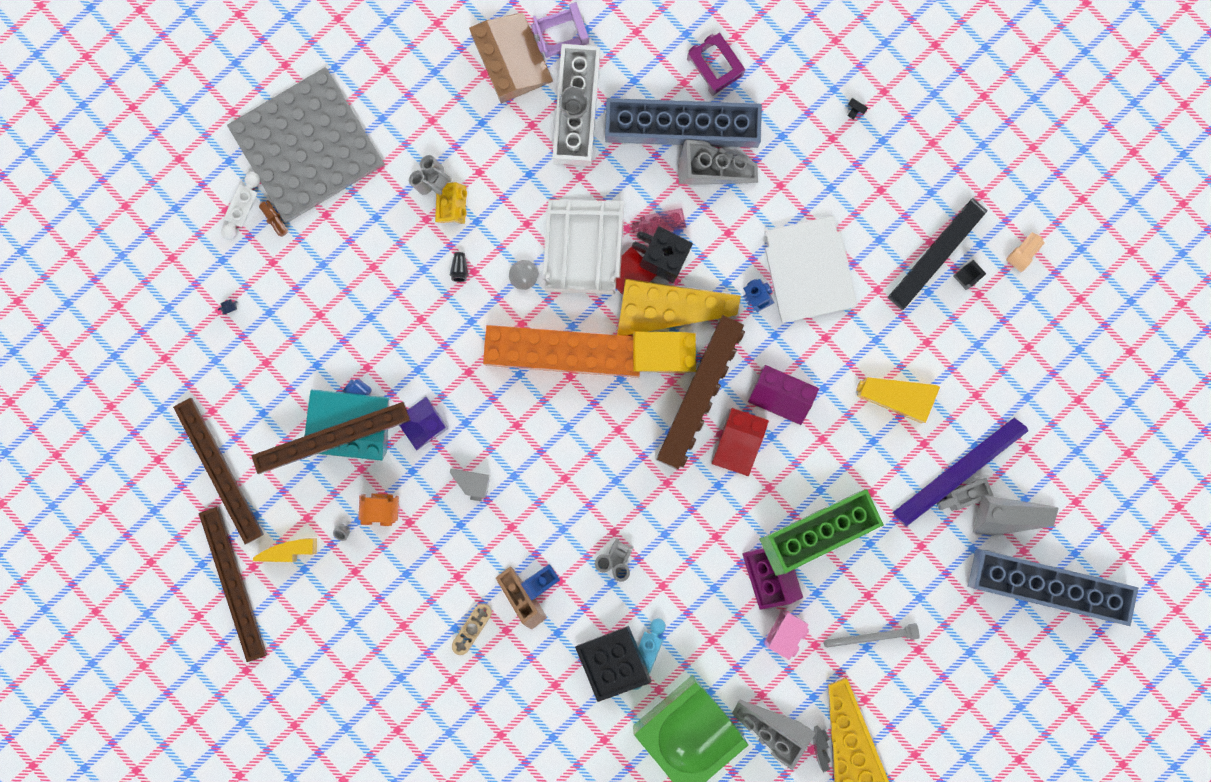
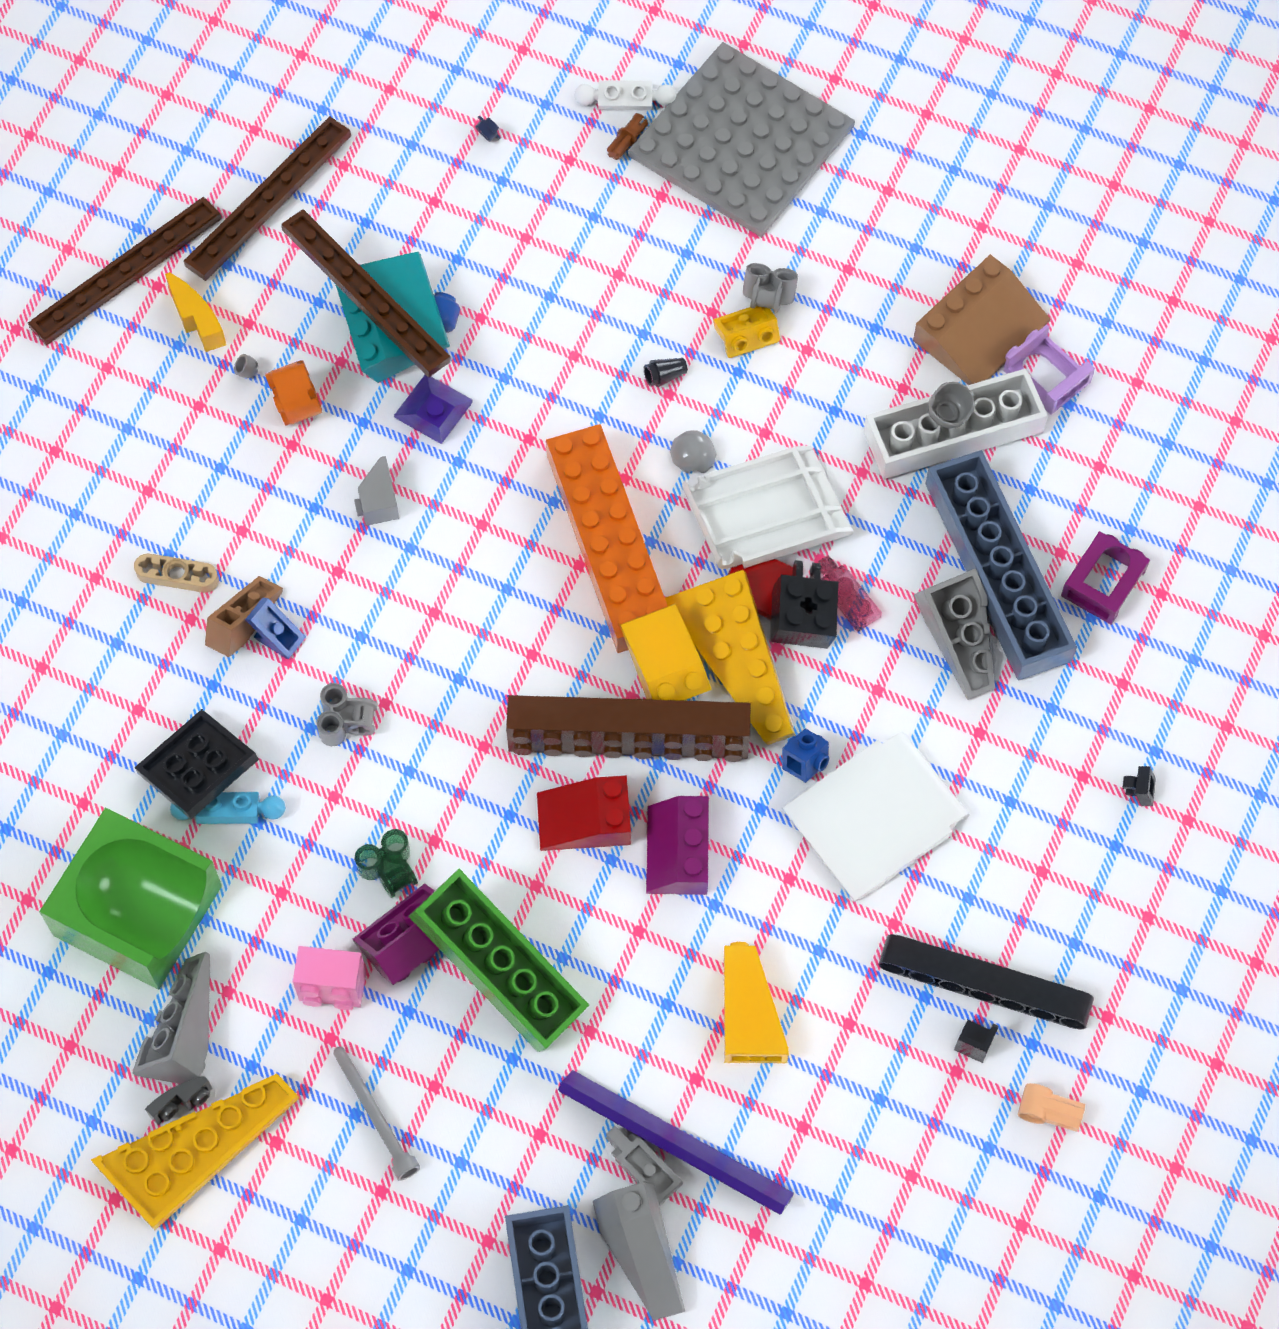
camera: 65 degrees right, 20 degrees down
(725, 570) = (390, 865): none -> clear green piece

